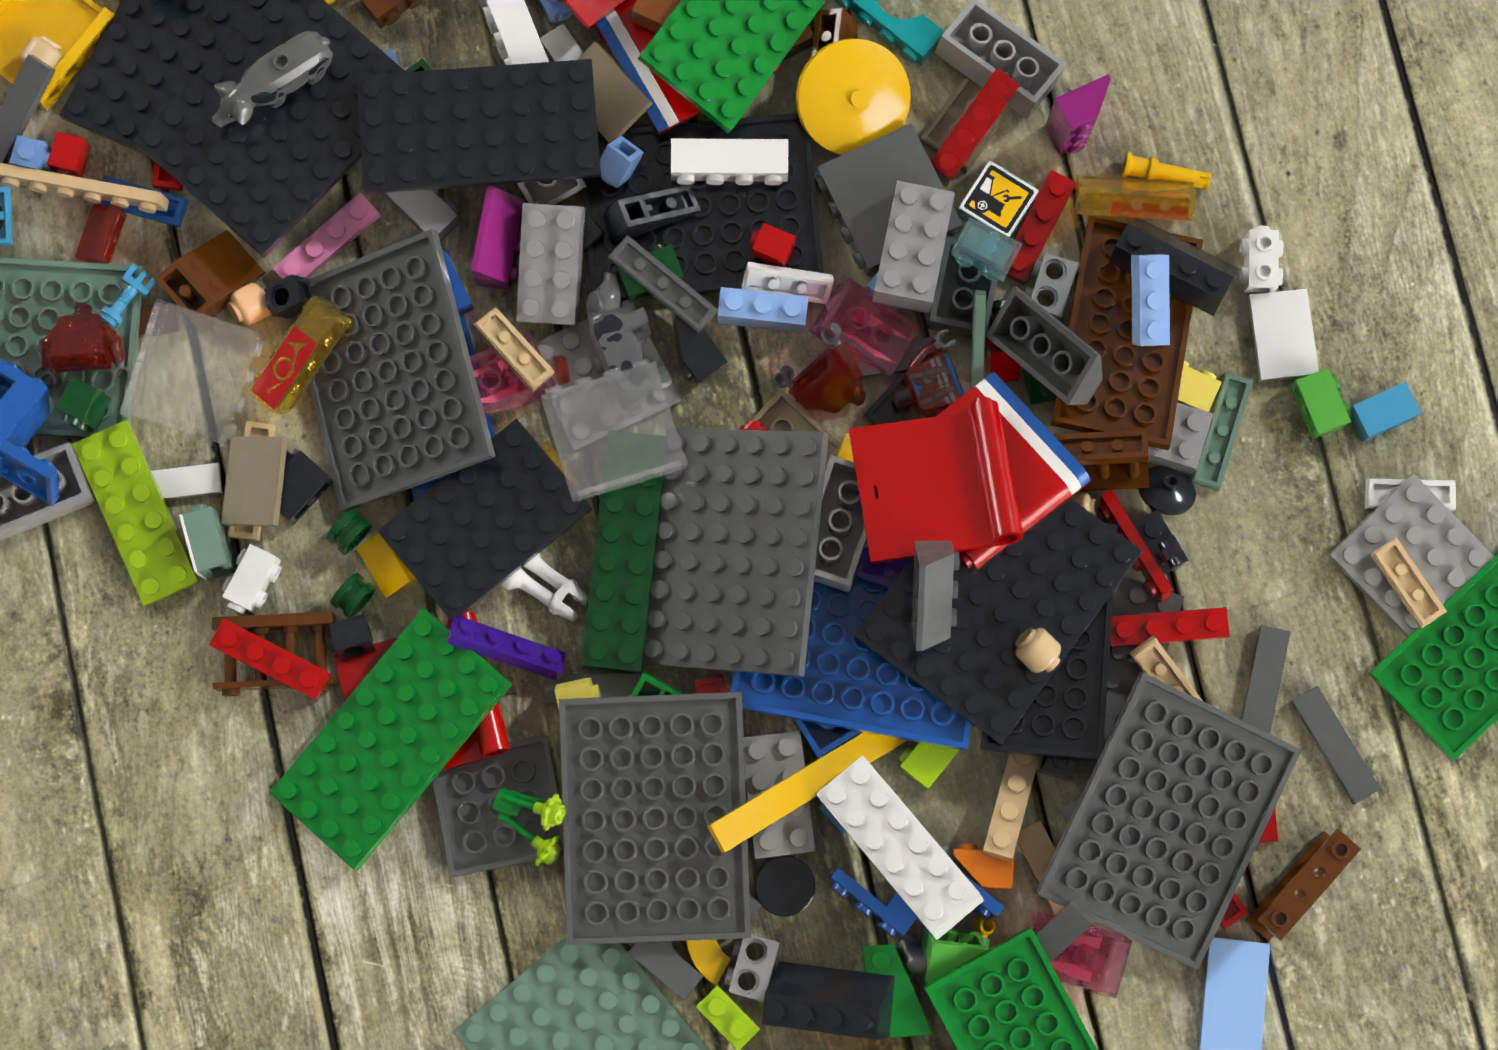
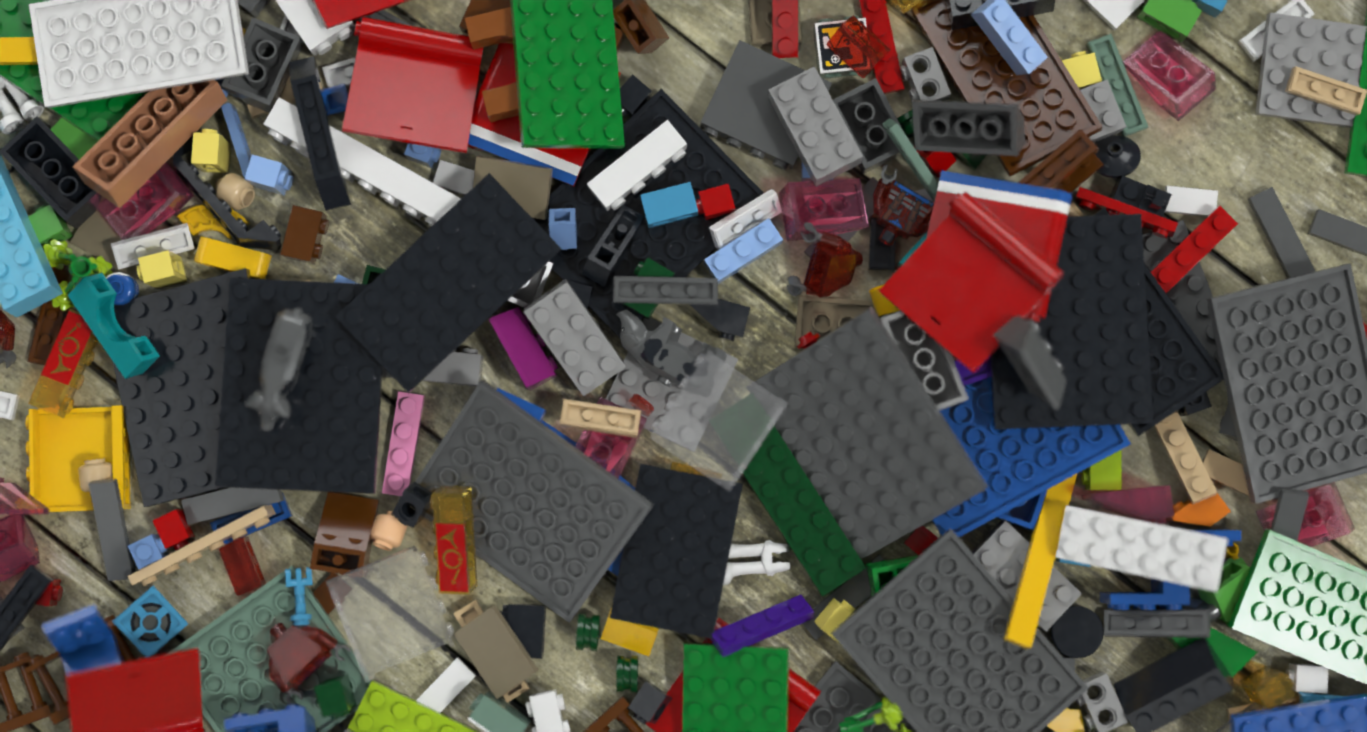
camera: 35 degrees left, 5 degrees up
(134, 169) = (227, 502): none -> dark grey tile
(729, 215) = (669, 204): none -> dark azure panel
(776, 98) = (633, 96): none -> black brick
(852, 94) = (684, 52): yellow dish -> none
(861, 933) = (1157, 623): none -> dark grey tile
(934, 811) = (1145, 504): none -> clear pink slope
(986, 250) = (867, 89): clear light blue brick -> none
(1011, 206) = (857, 46): none -> clear red panel
(1038, 650) = (1129, 340): tan head -> none
(1158, 664) = (1212, 283): tan tile -> none
(1204, 584) = (1191, 201): none -> white tile
(1277, 459) = (1171, 75): none -> clear pink slope

